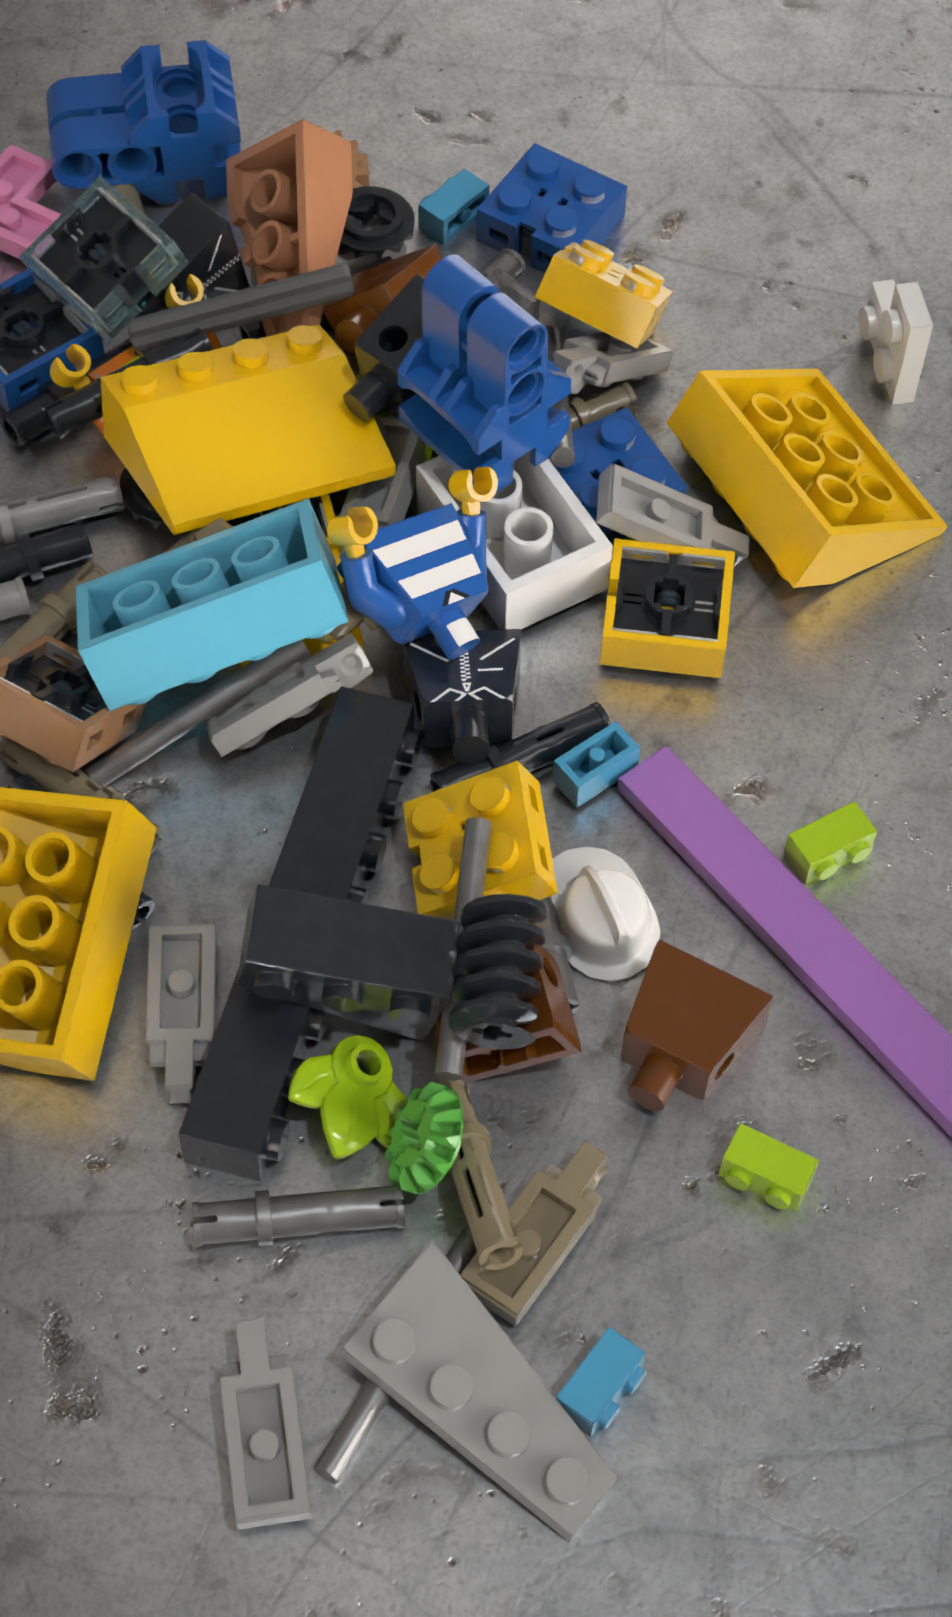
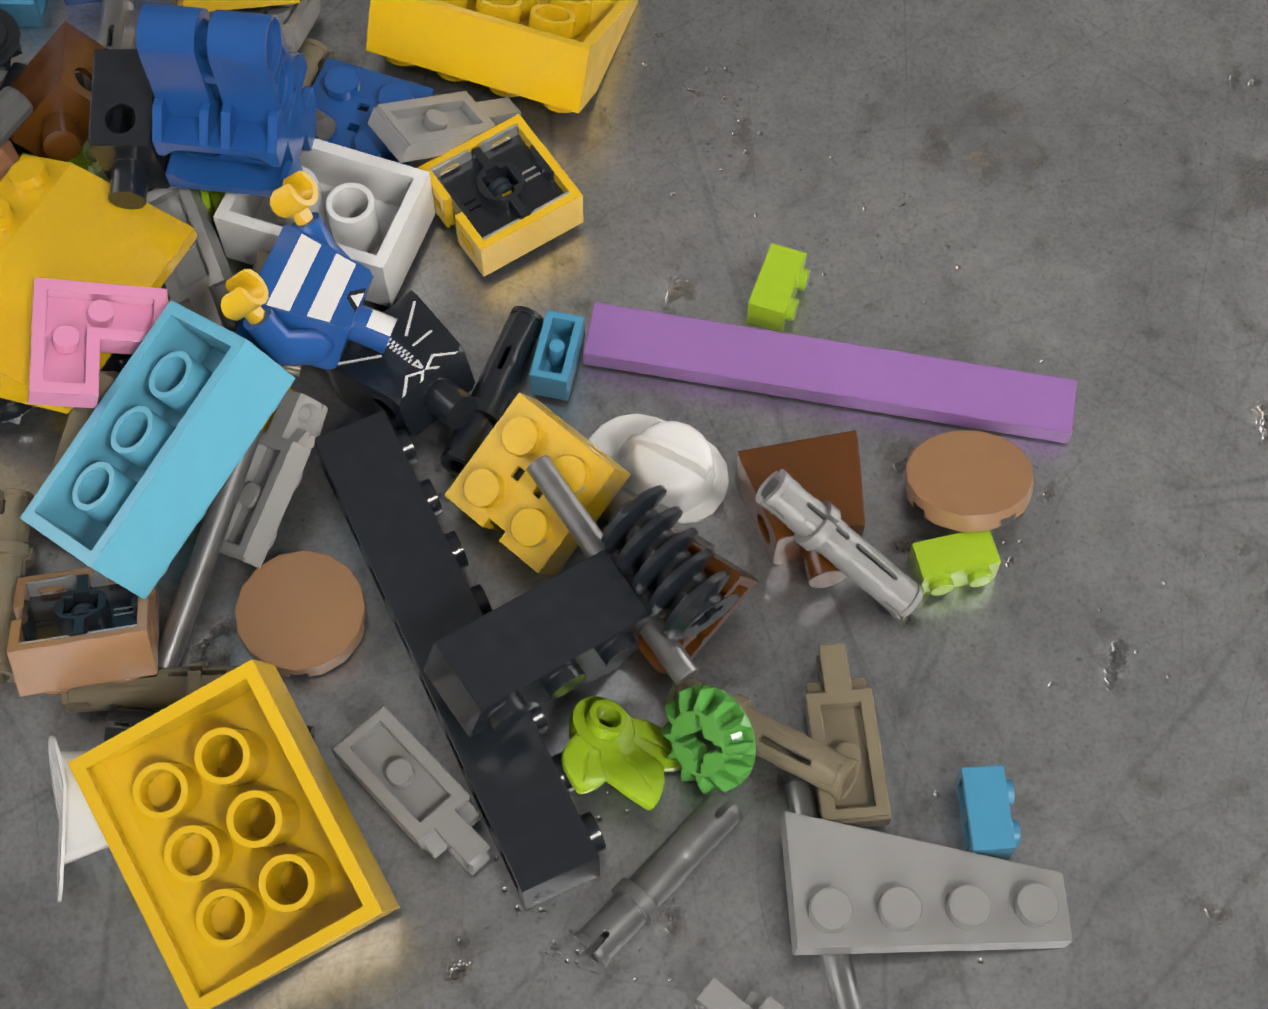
camera: 40 degrees left, 5 degrees up
(223, 471) = (77, 323): none -> bright pink plate
(224, 815) = (301, 613): none -> medium nougat tile
(662, 1048) = (820, 529): none -> light grey pin
(840, 1112) = (969, 480): none -> medium nougat tile

